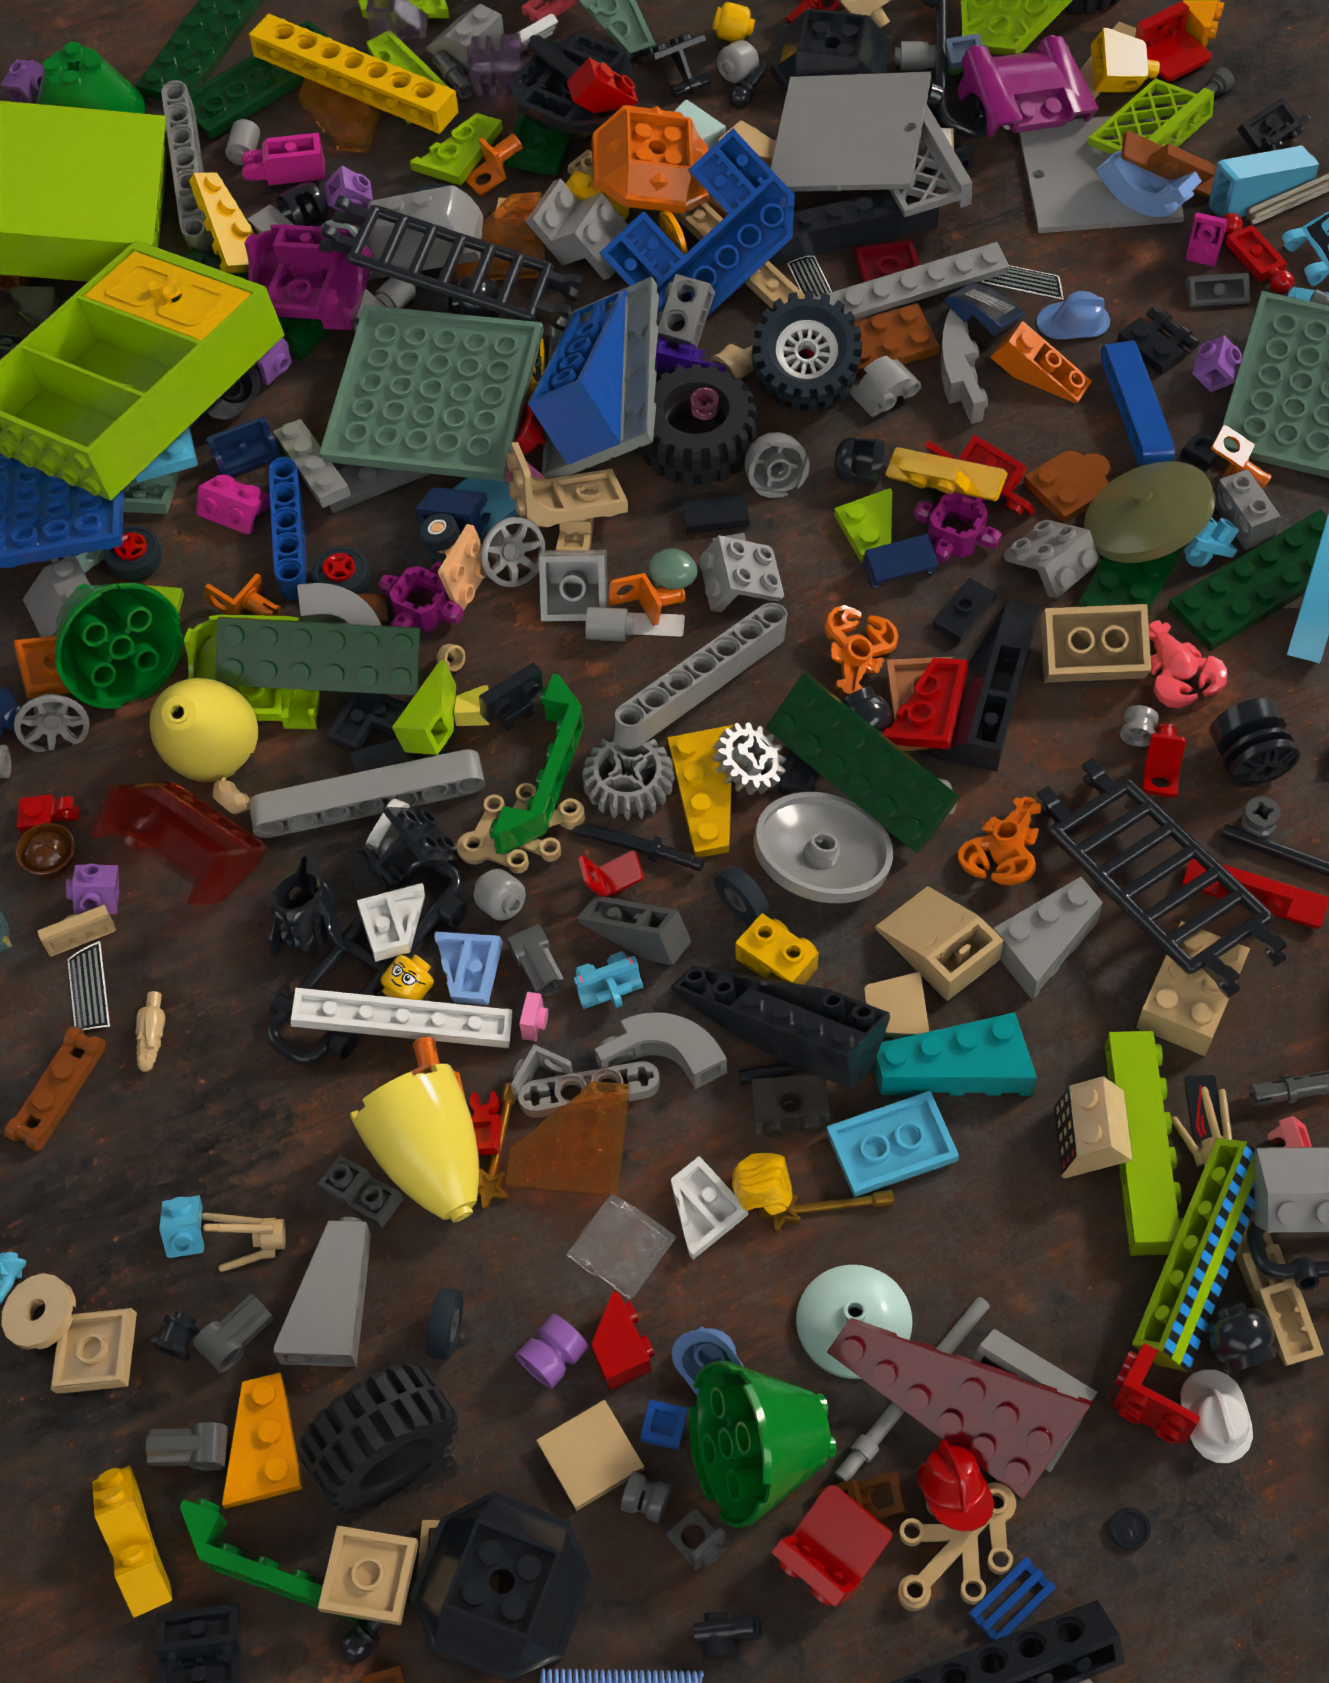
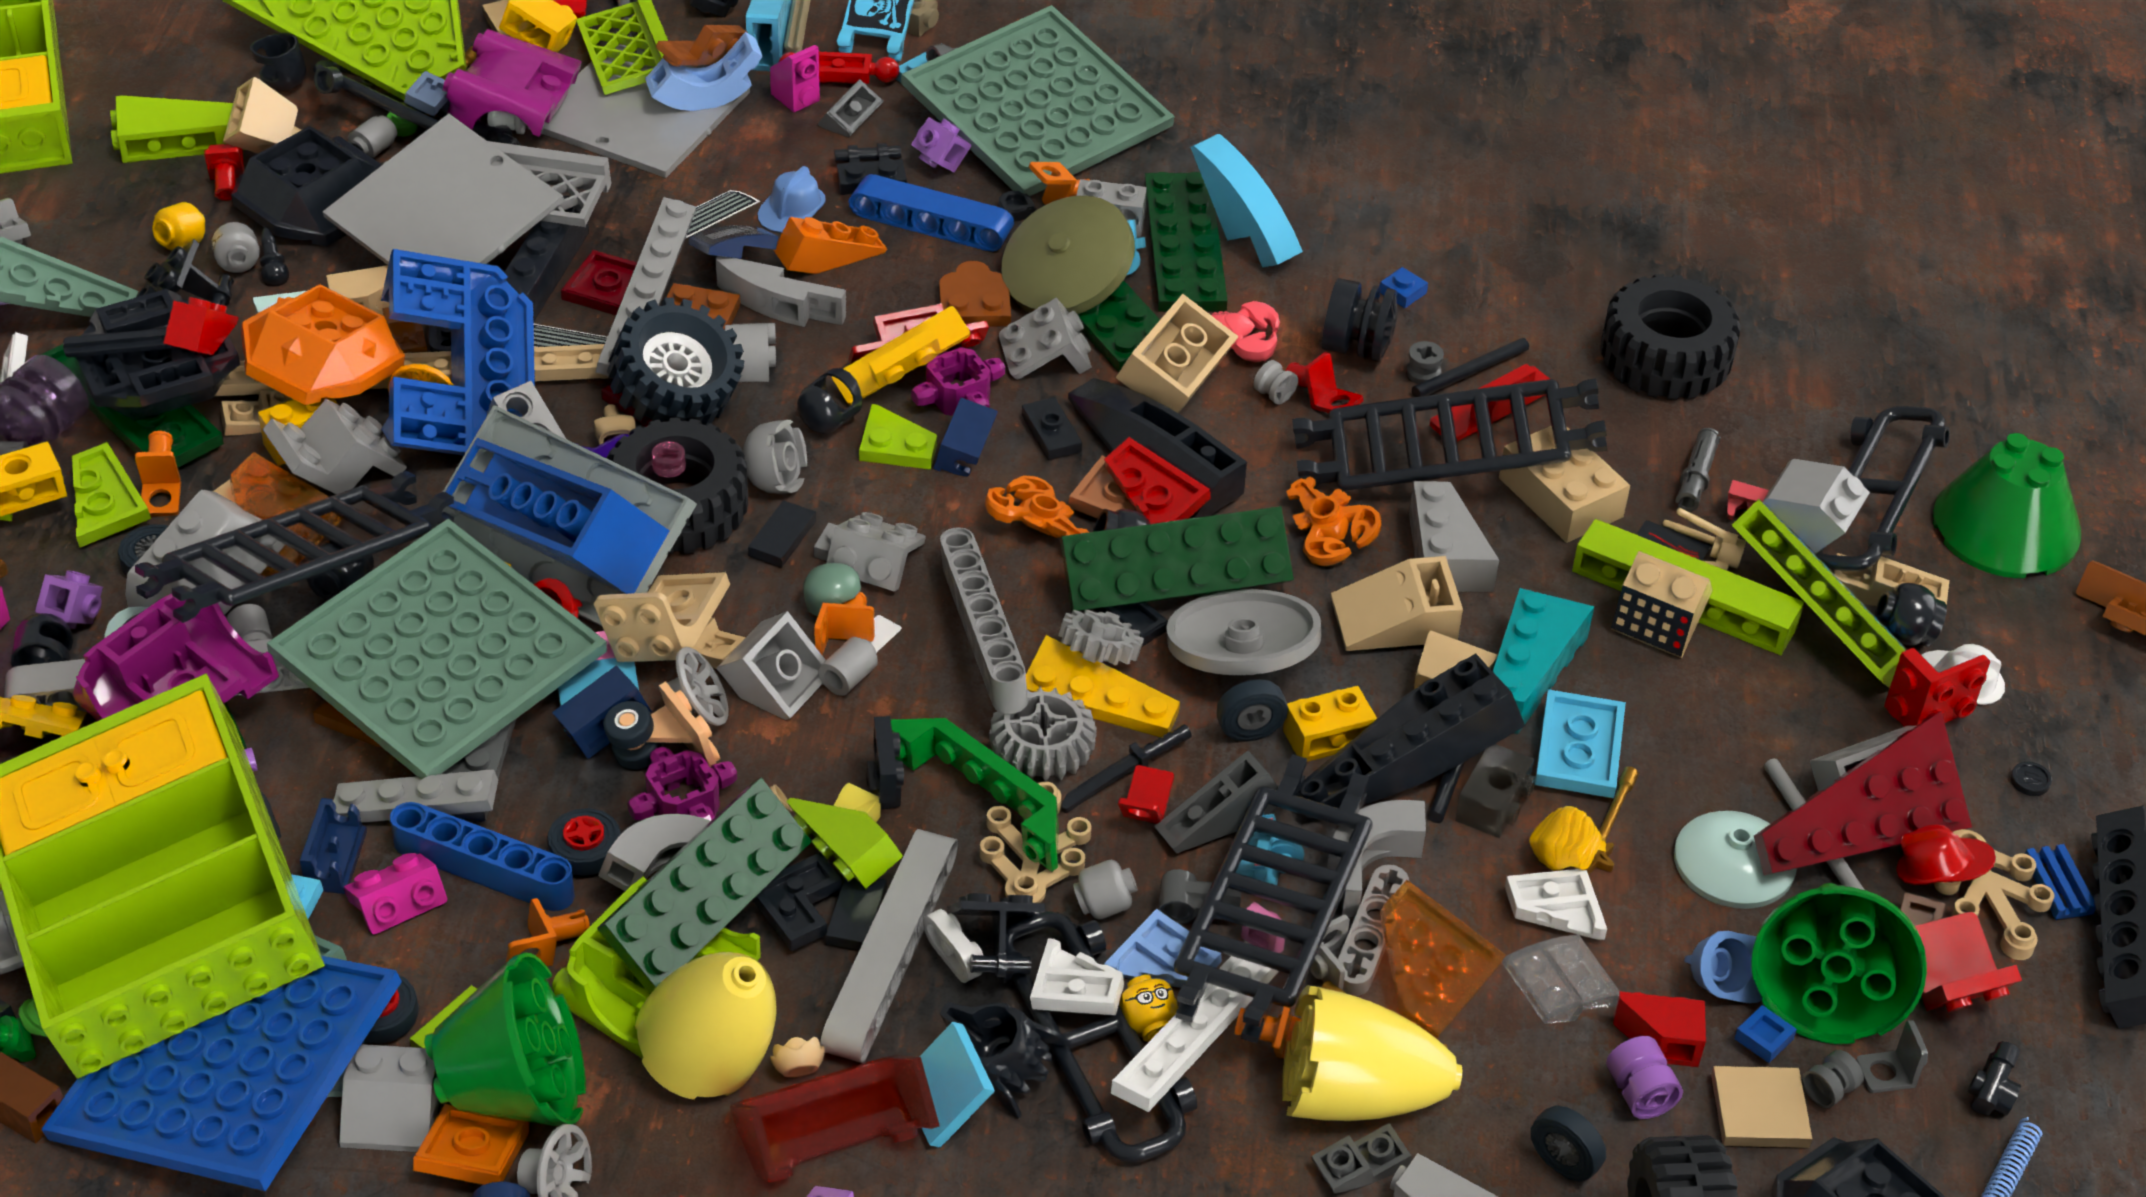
camera: 65 degrees left, 15 degrees down
(251, 893) = (955, 1081): none -> medium azure tile
(663, 1010) = (1263, 994): none -> black bar

